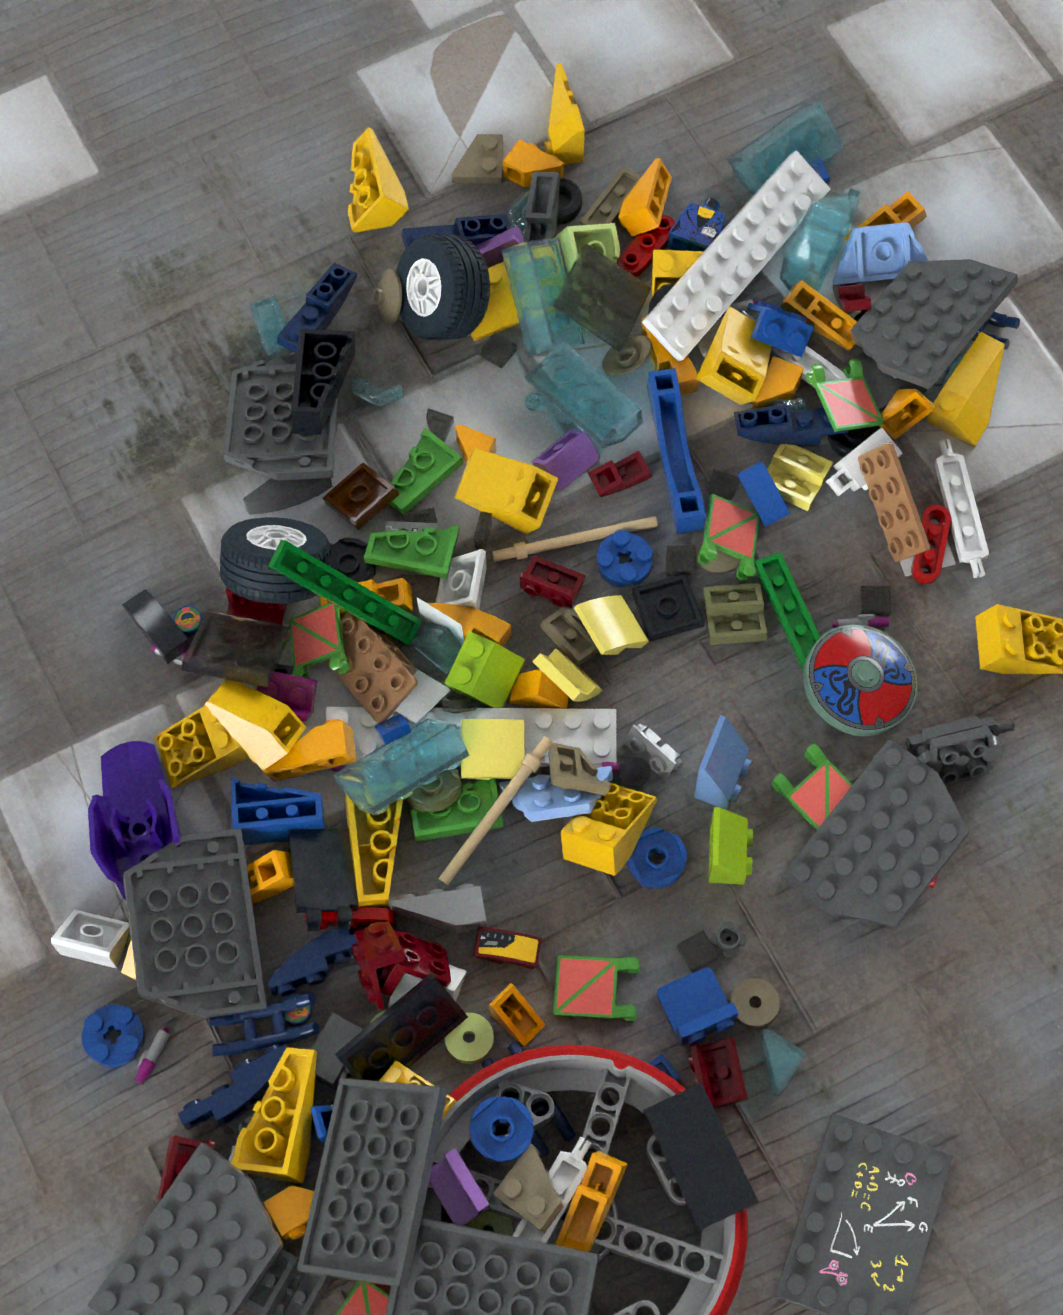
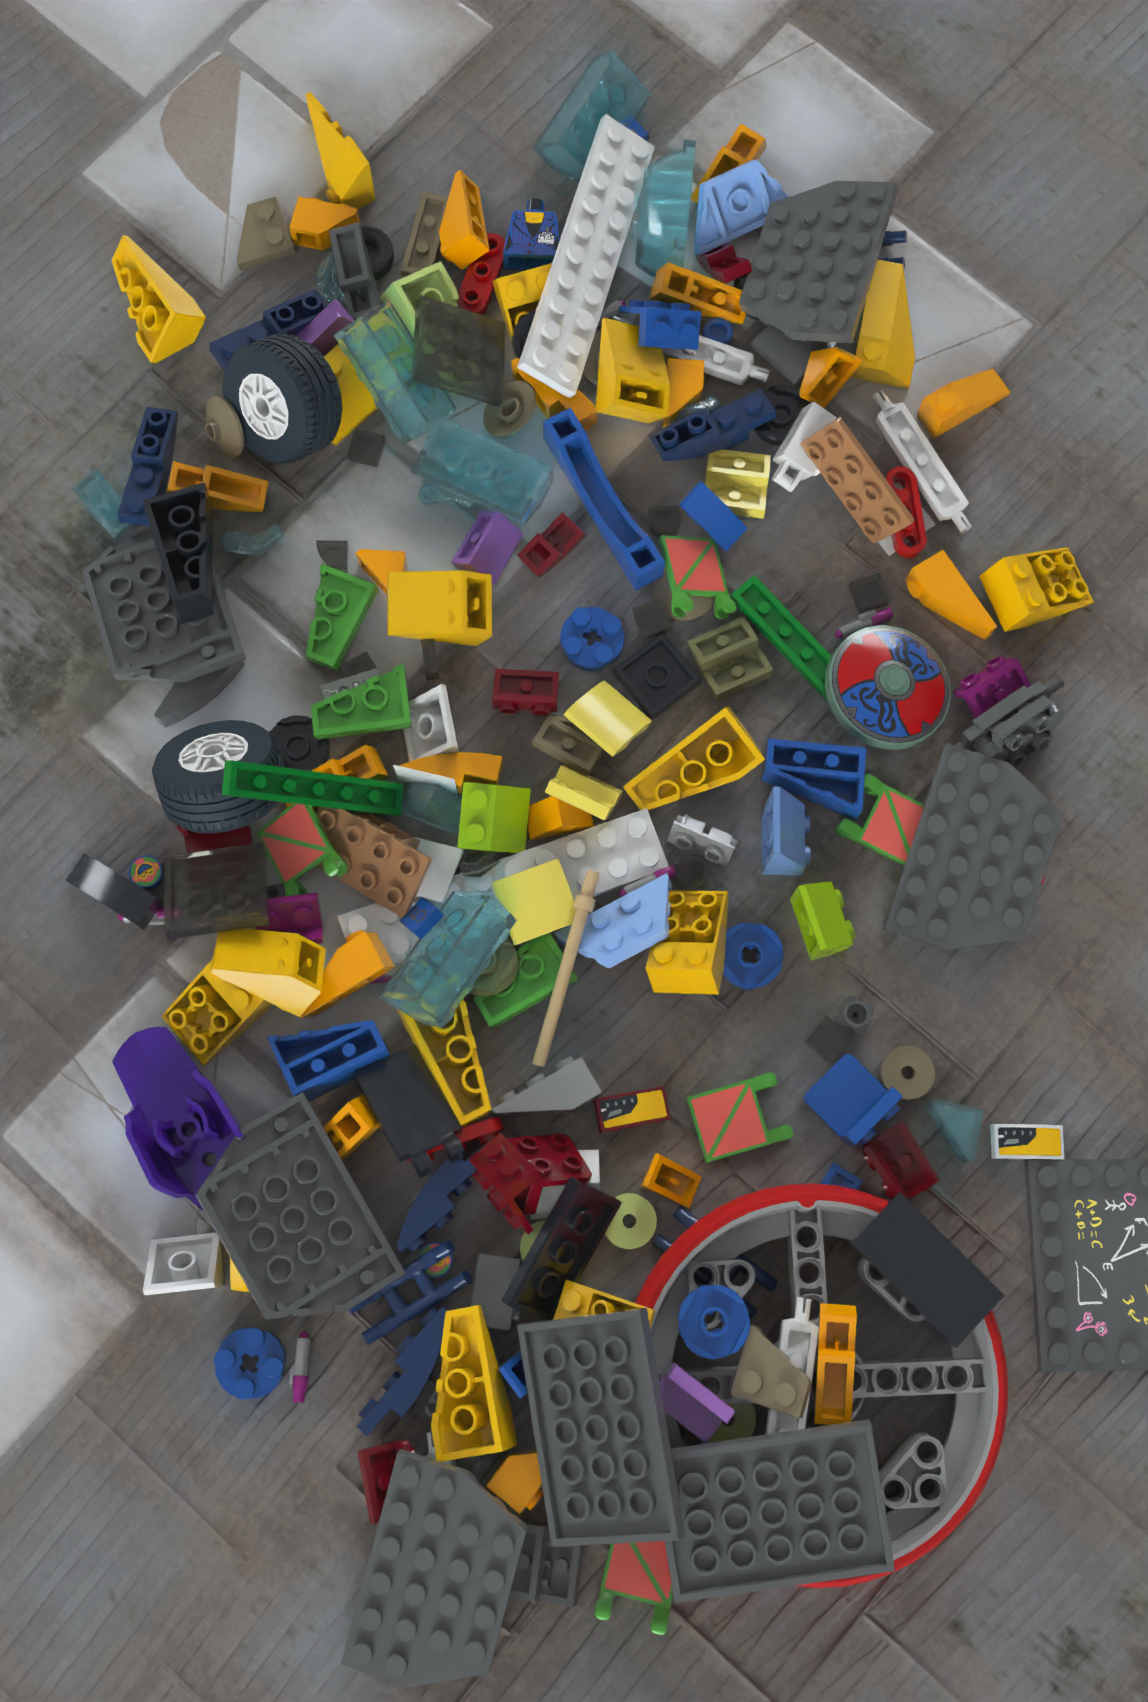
camera: 25 degrees left, 10 degrees up
(360, 496) = (281, 666): reddish brown tile -> none
(370, 344) = (225, 488): none -> light orange slope
(522, 550) = (479, 666): tan bar -> none
(573, 771) = (633, 897): dark tan wing -> none
(679, 684) = (704, 760): none -> yellow wedge
(771, 727) = (818, 773): none -> blue wedge
(828, 350) = (718, 330): none -> blue tile
(837, 1097) = (1027, 1141): none -> slope
(846, 400) = (762, 381): flag -> none
(941, 622) = (945, 591): none -> light orange slope
(952, 708) = (992, 684): none -> magenta bracket
(1015, 469) = (960, 401): none -> light orange slope

